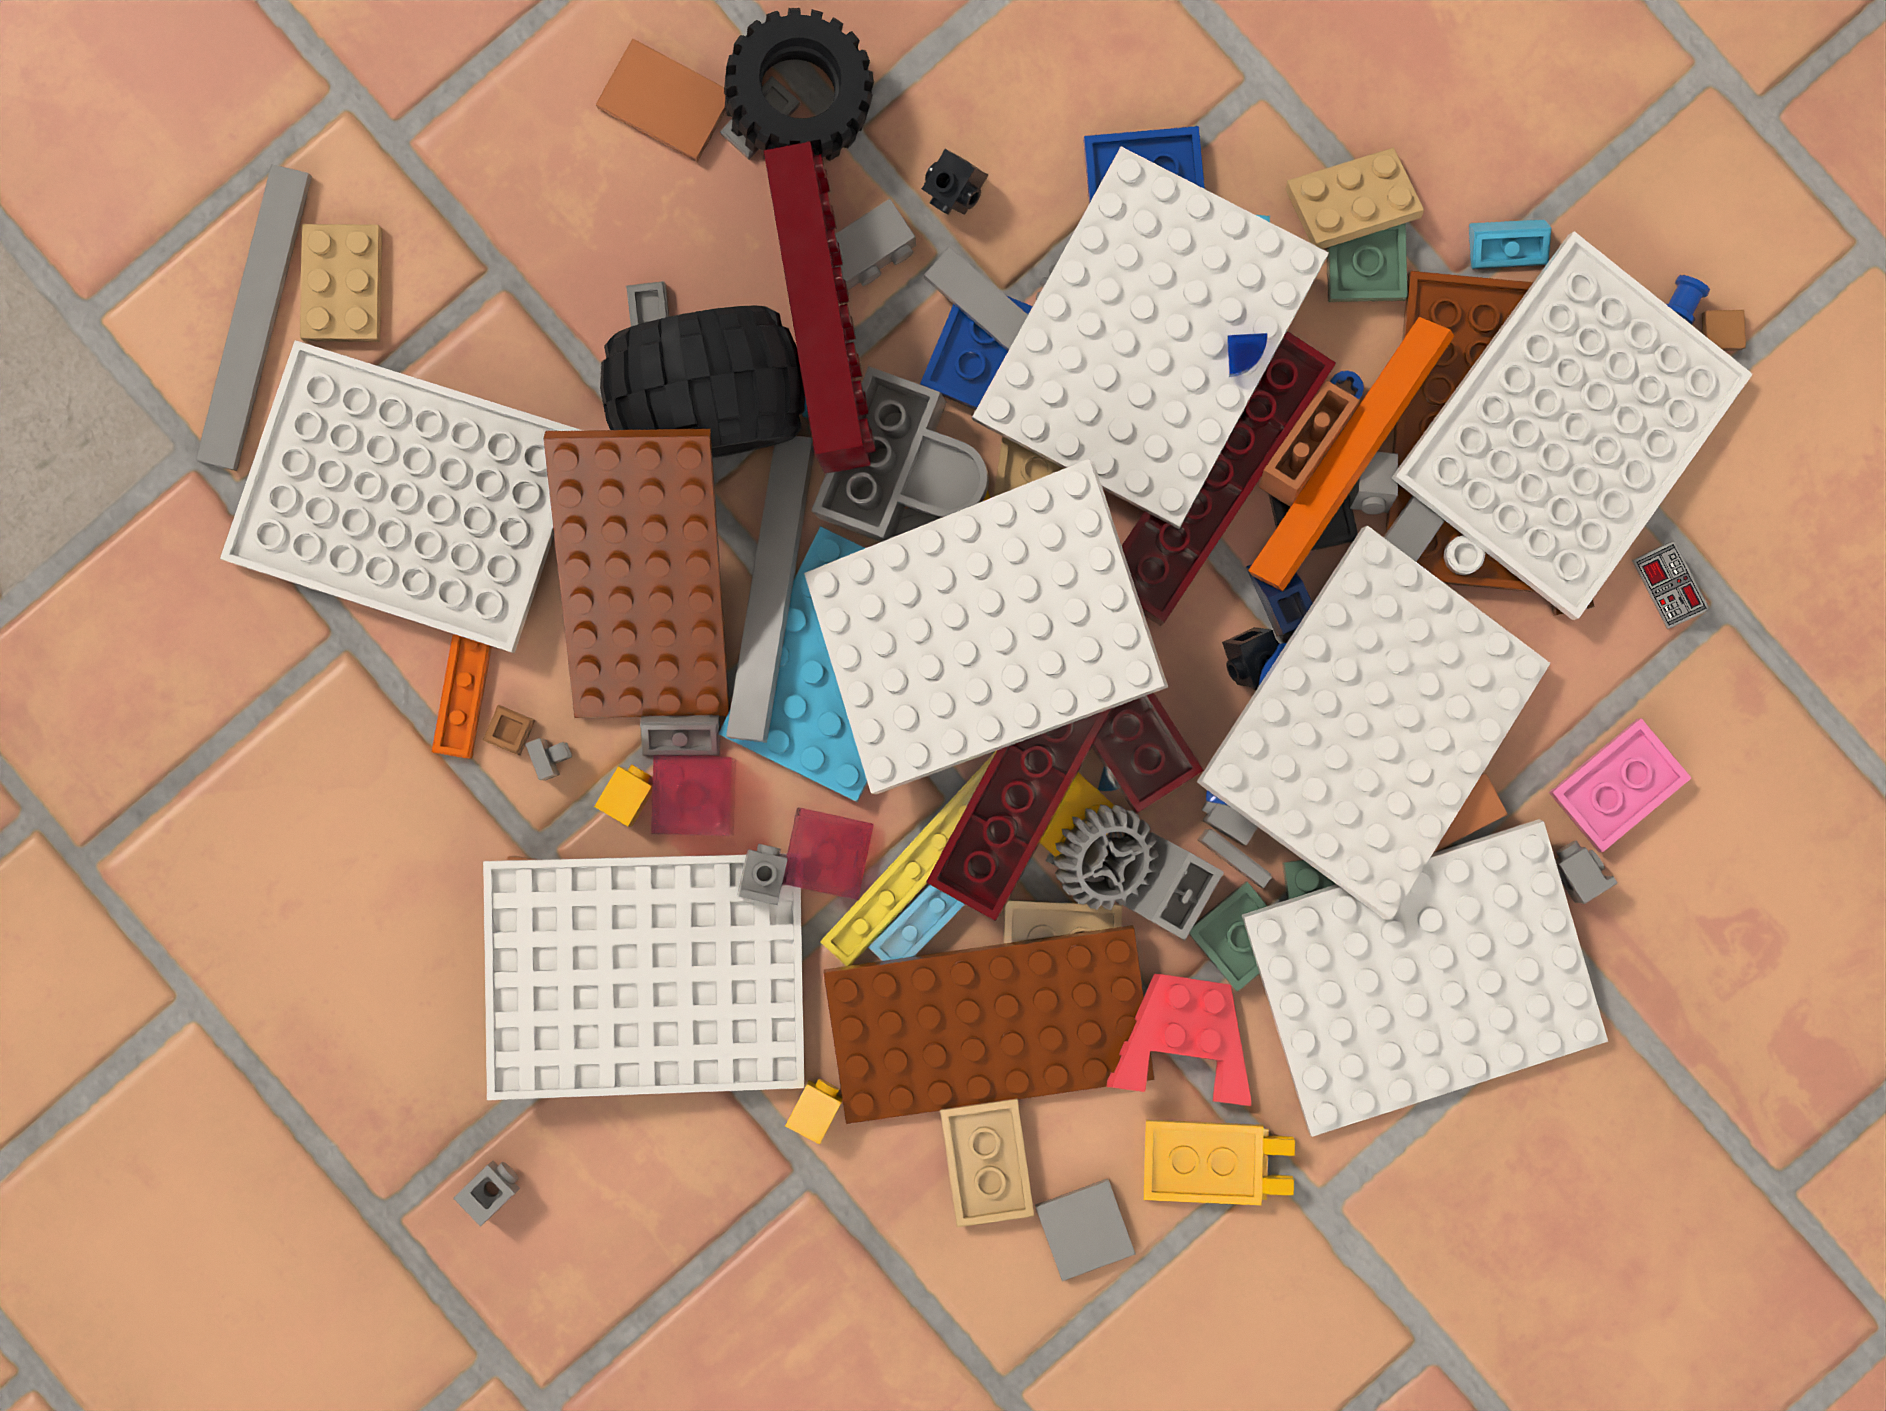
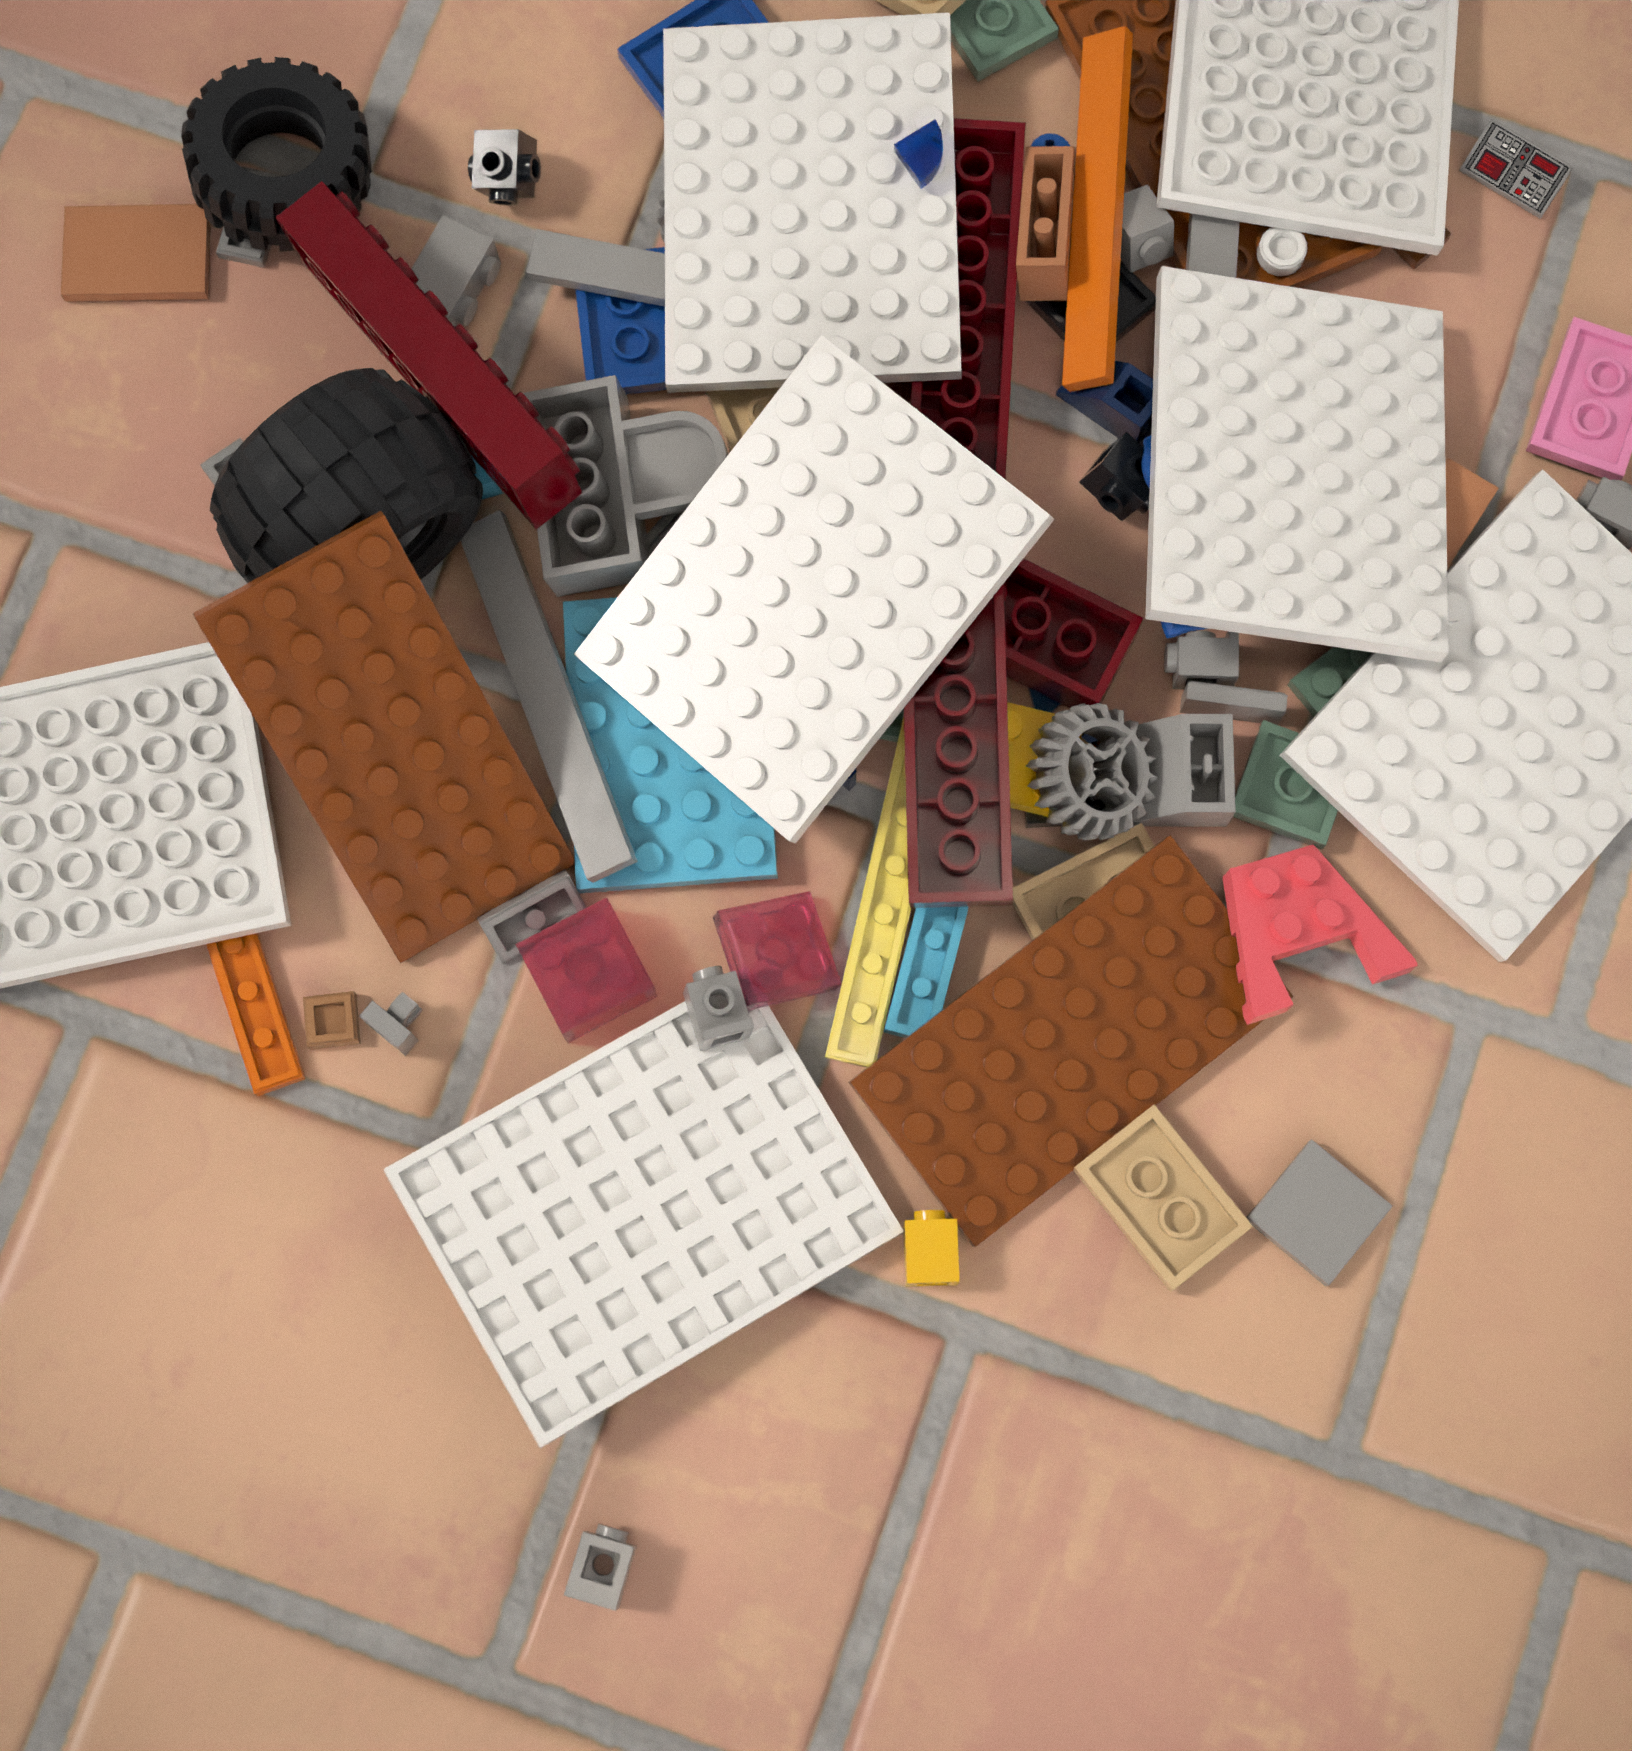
camera: 30 degrees left, 10 degrees down
(626, 794) = (508, 1014): yellow brick -> none
(1213, 1162) = (1413, 1053): yellow tile -> none

